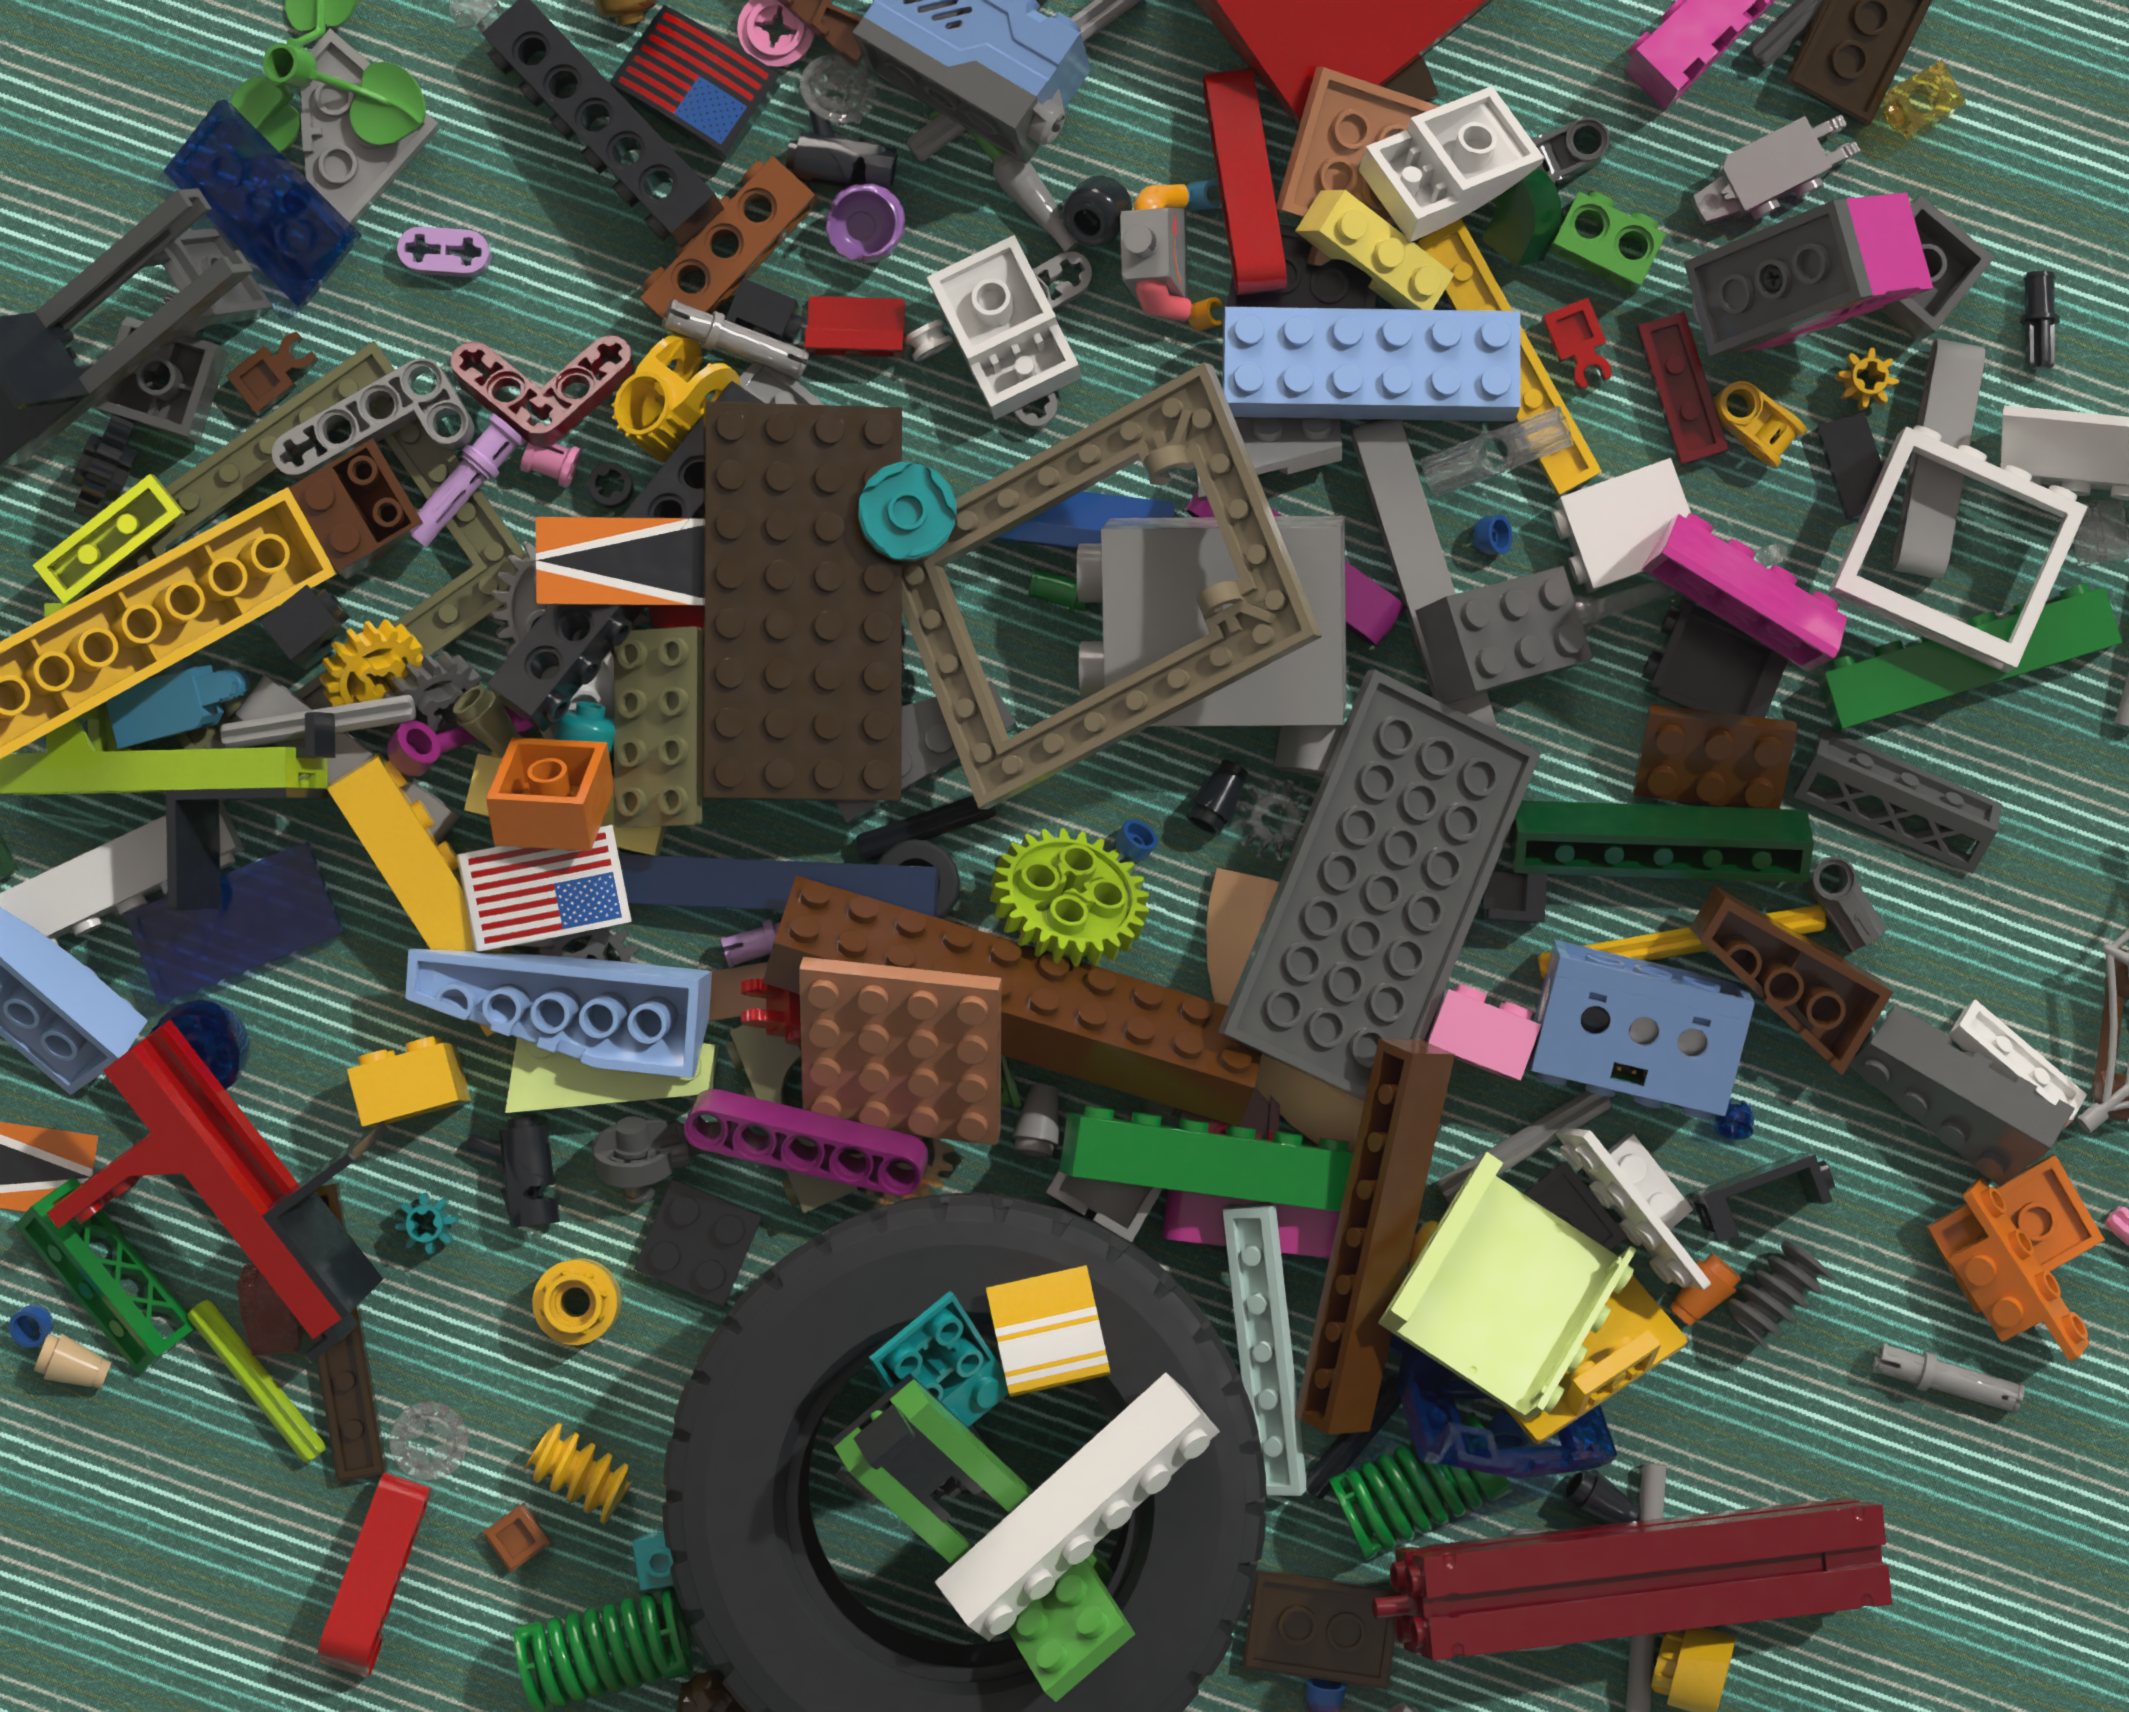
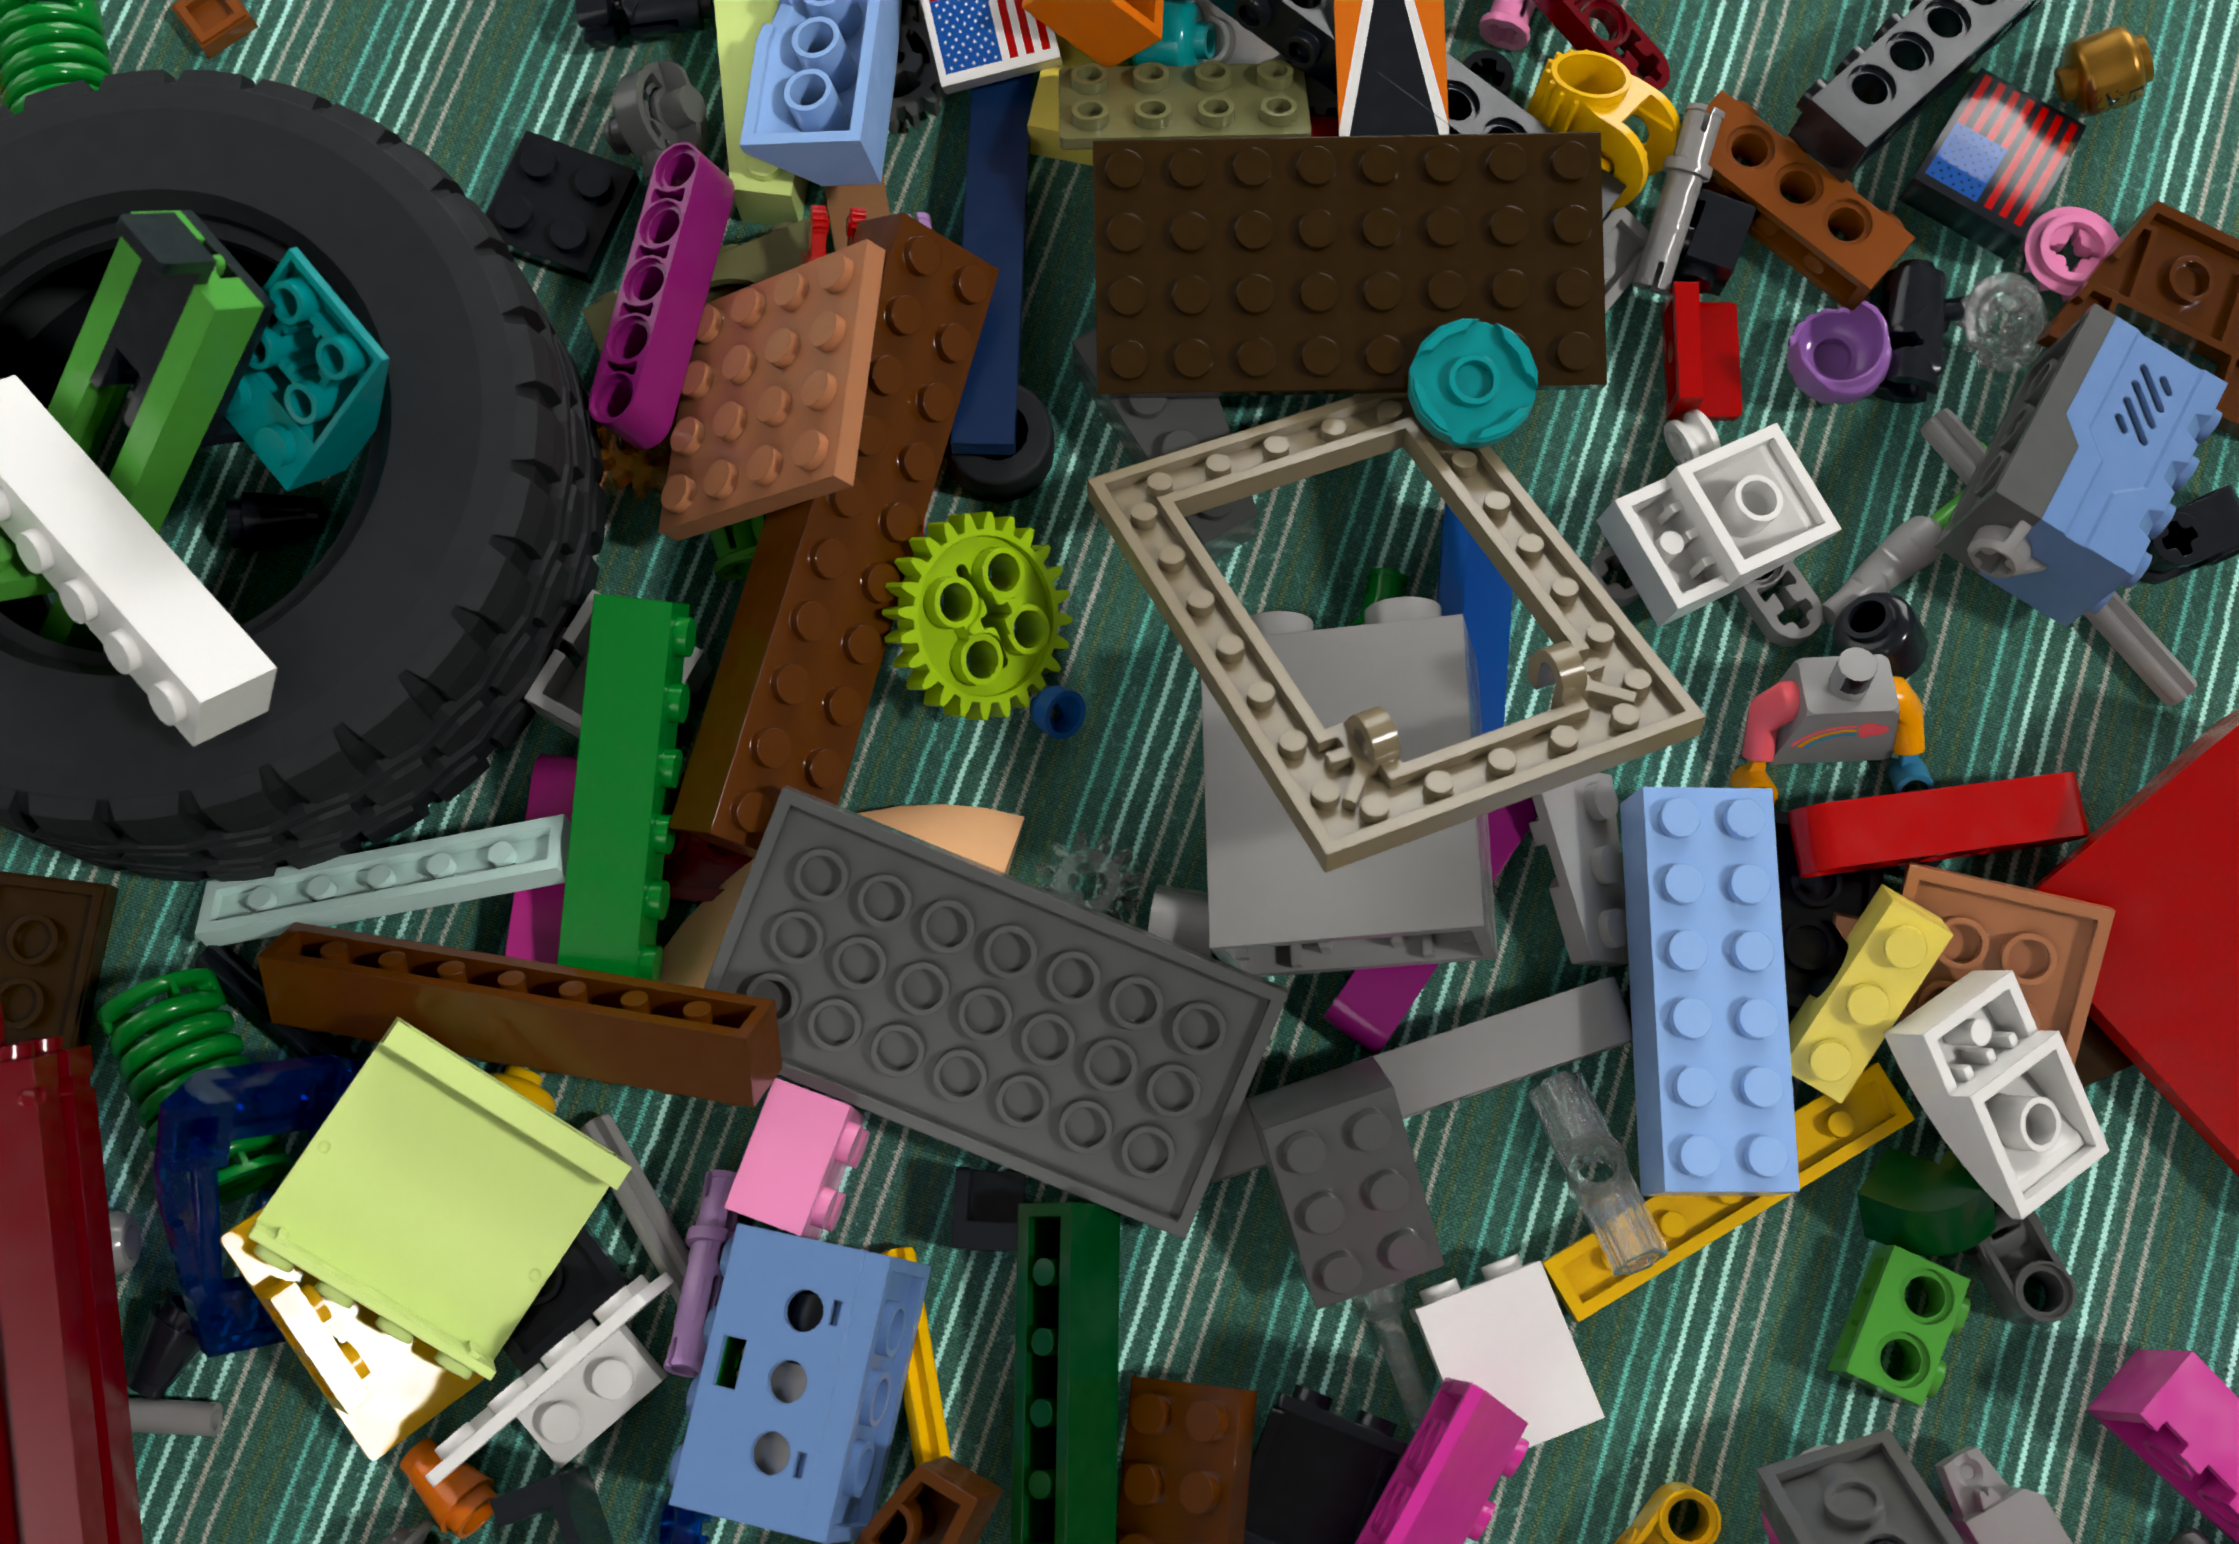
camera: 90 degrees right, 10 degrees down
(550, 1305) = (487, 65): yellow piece -> none
(579, 1472) = (290, 50): yellow piece -> none
(923, 826) = (1071, 451): black axle -> none
(1038, 1122) = (709, 598): light grey cone -> none
(1048, 1331) = (352, 521): slope -> none
(1217, 798) = (1112, 810): black cone -> none
(1483, 532) = (1495, 1168): blue hinge -> none
(1570, 1104) = (702, 1277): none -> lavender pin
(1576, 335) = (1763, 1283): red plate -> none
(1682, 388) = (1701, 1437): dark red plate -> none

